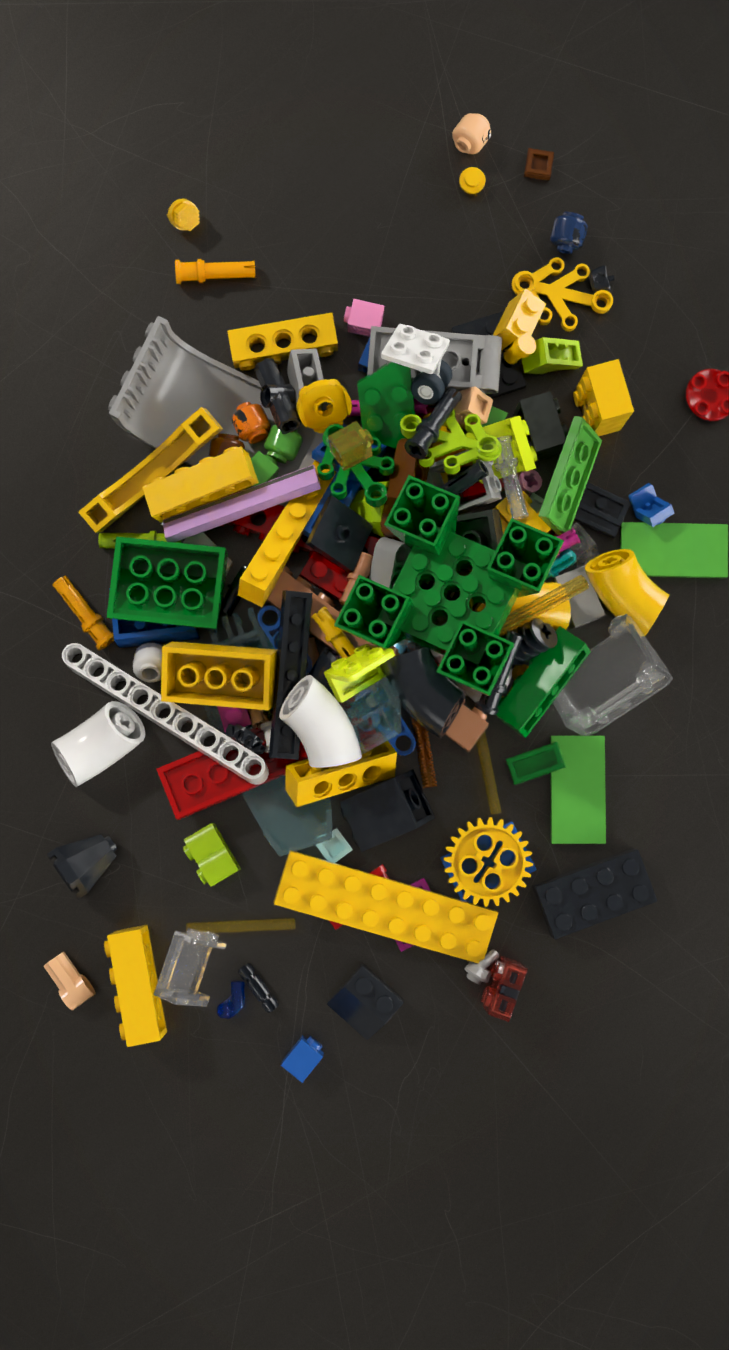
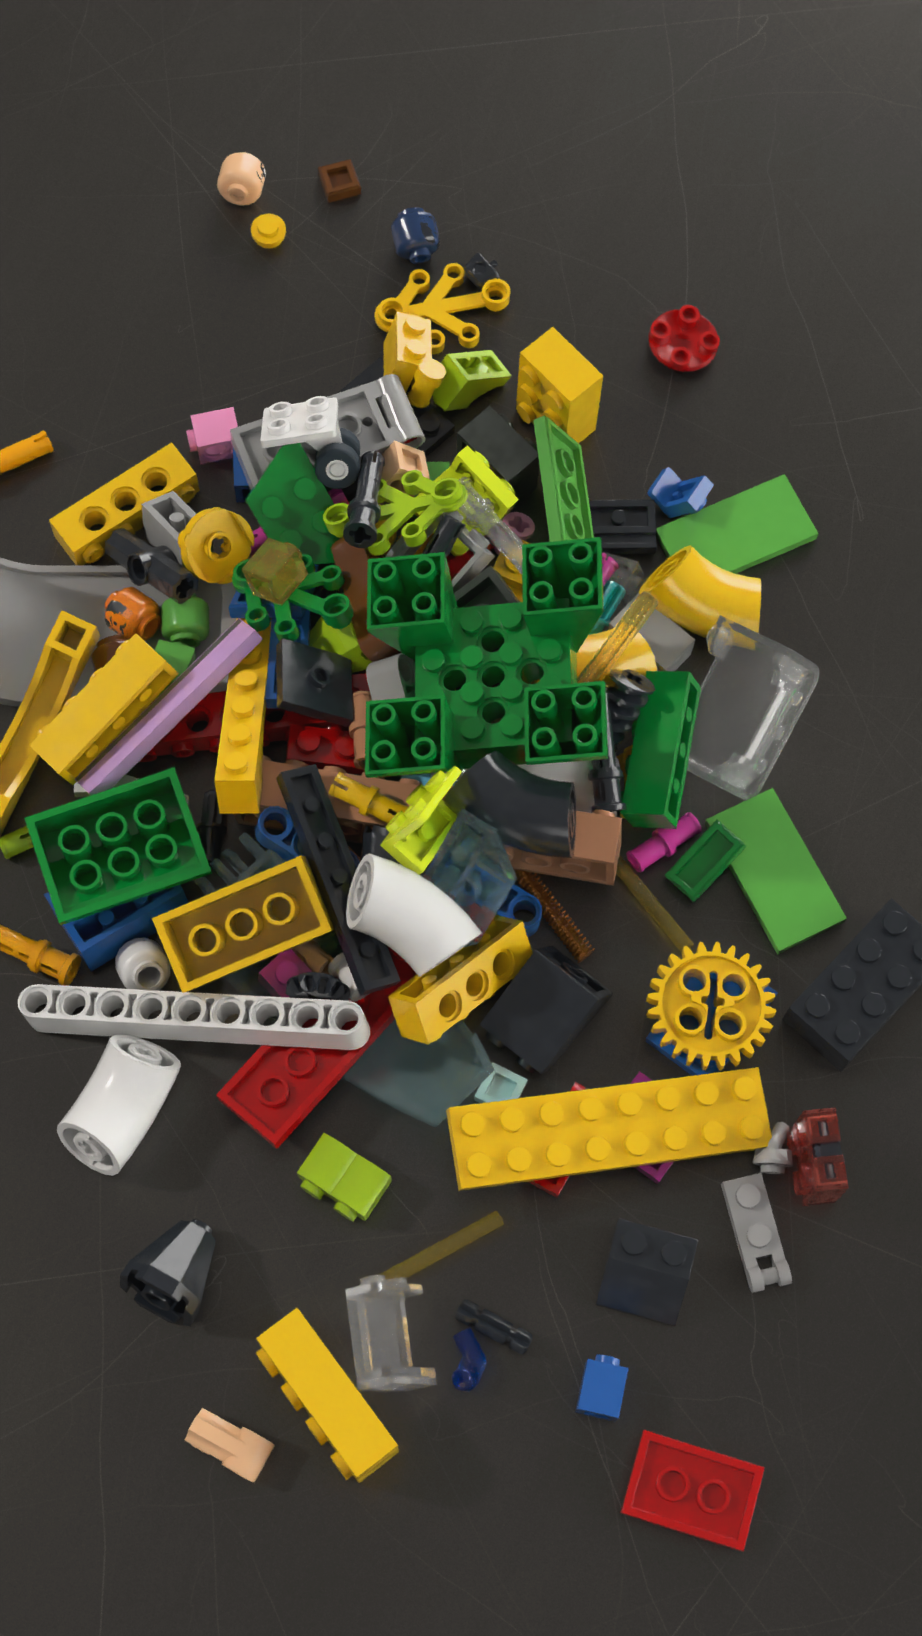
camera: 25 degrees left, 15 degrees down
(326, 1142) = (692, 1490): none -> red plate
(445, 1008) = (755, 1231): none -> light grey plate
(514, 739) = (663, 842): none -> dark pink pin

